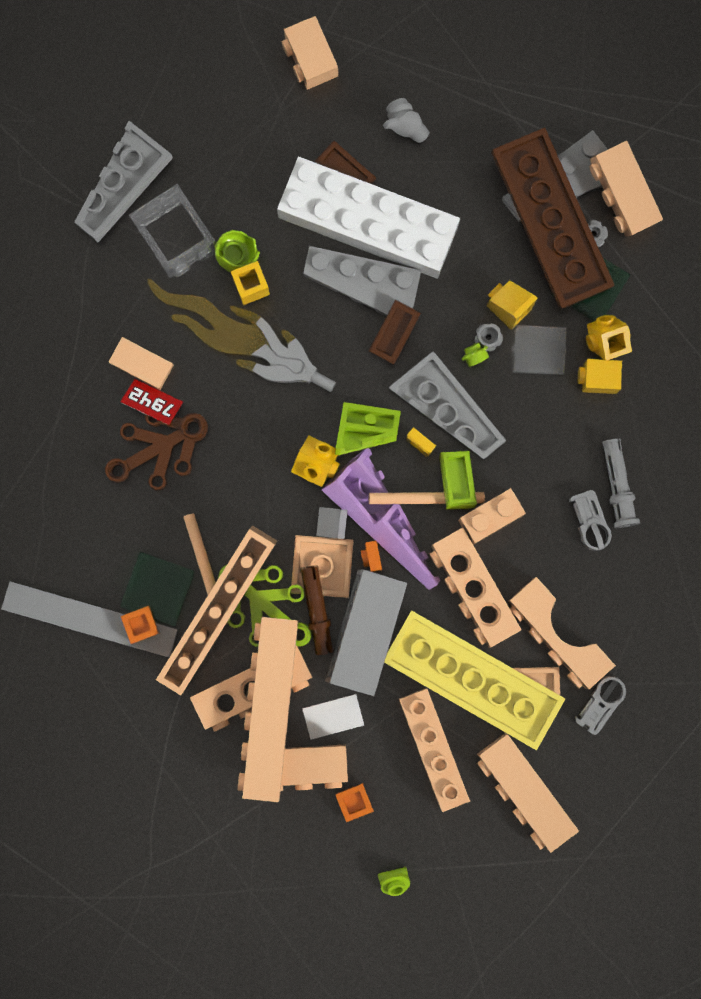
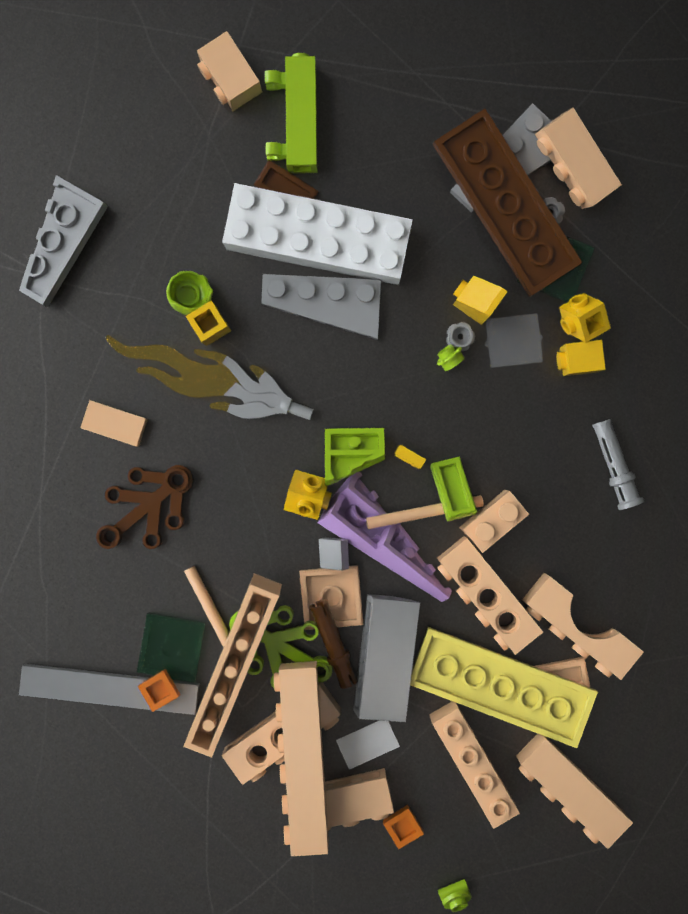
camera: 10 degrees left, 5 degrees up
(151, 402) = (131, 461): red sticker -> none
(157, 208) = (100, 263): clear window -> none
(371, 103) = (301, 113): none -> lime brick
(371, 557) = (379, 581): orange plate -> none
(394, 331) = (364, 347): reddish brown tile -> none
(405, 121) = (338, 126): light grey animal -> none
(444, 401) = (424, 408): light grey wing -> none
(590, 514) = (592, 501): light grey piece -> none
(598, 709) = (631, 694): light grey piece -> none

